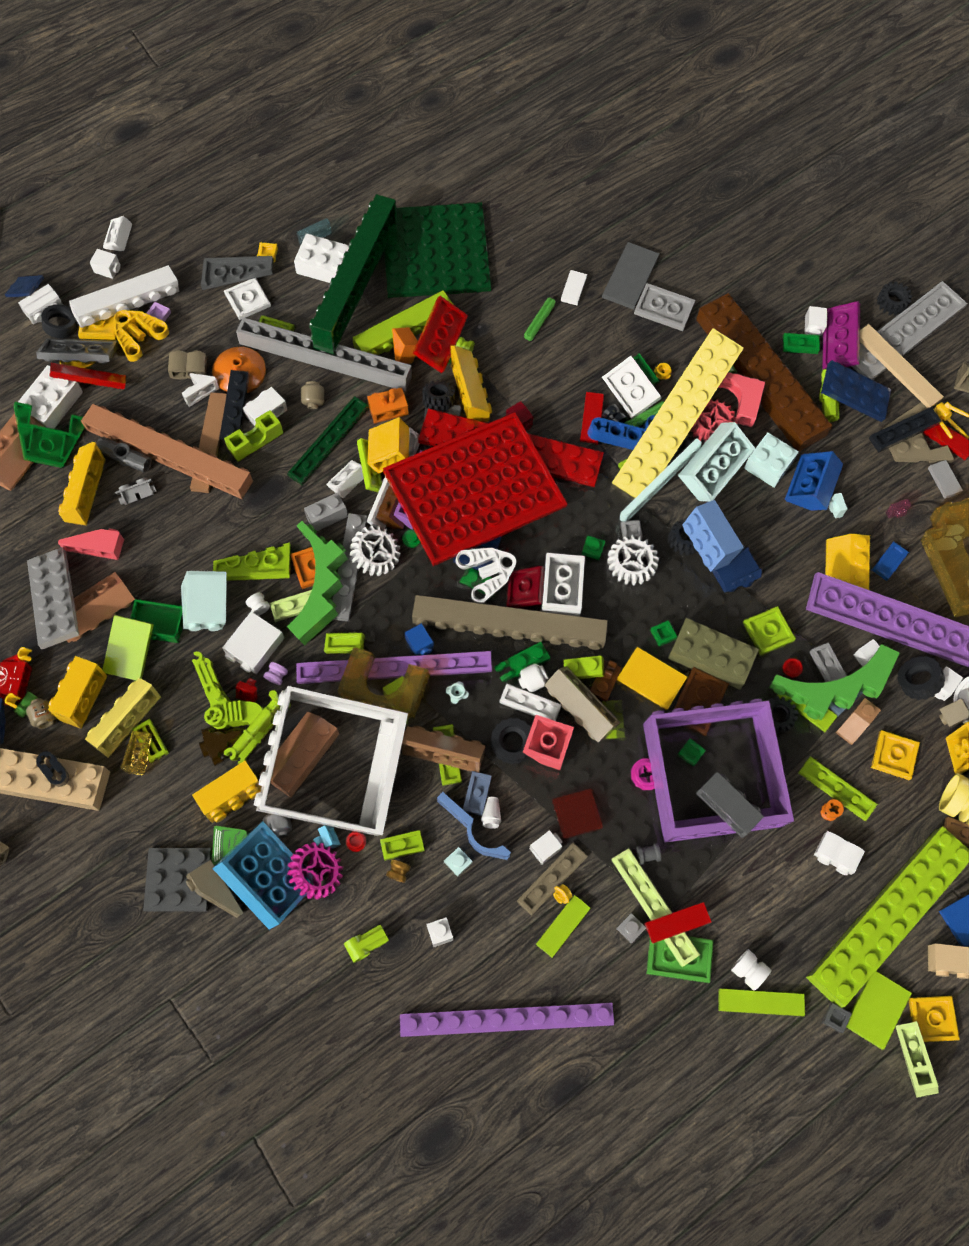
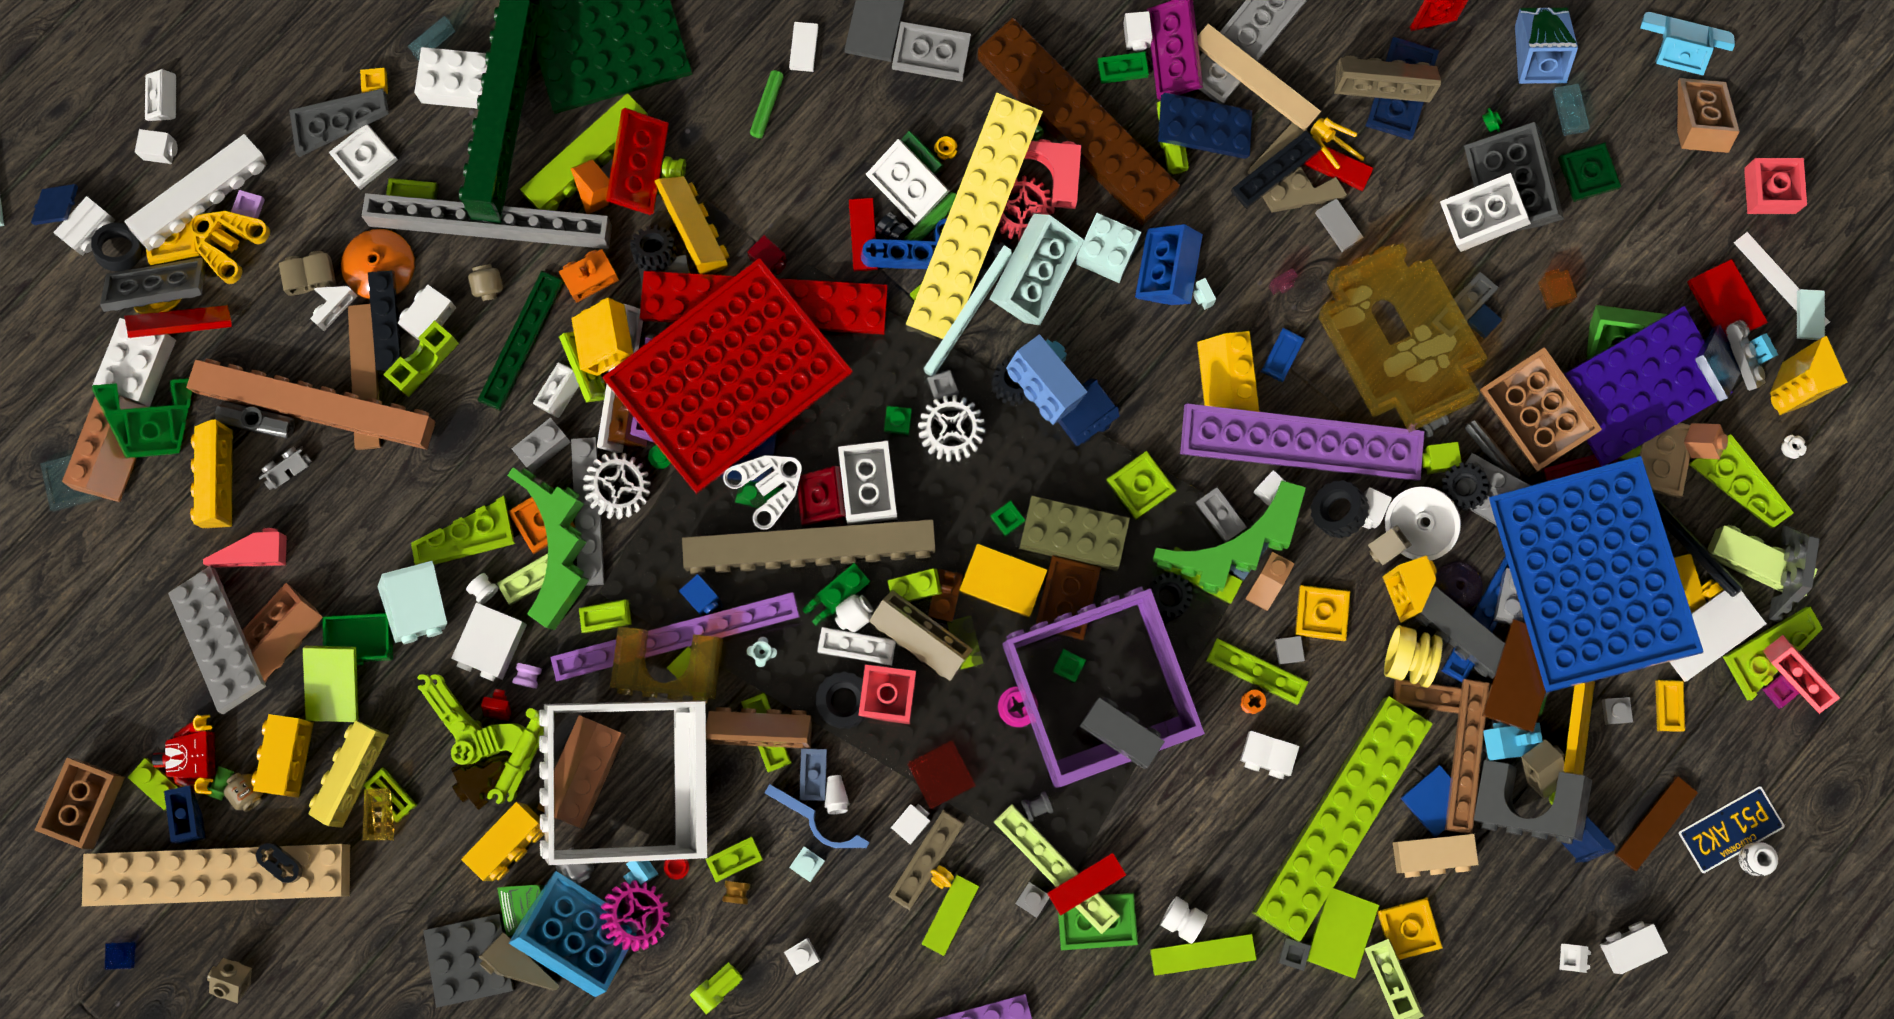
camera: 10 degrees left, 10 degrees up
(792, 667) = (1177, 529): red plate -> none
(865, 777) = (1289, 650): none -> light grey tile

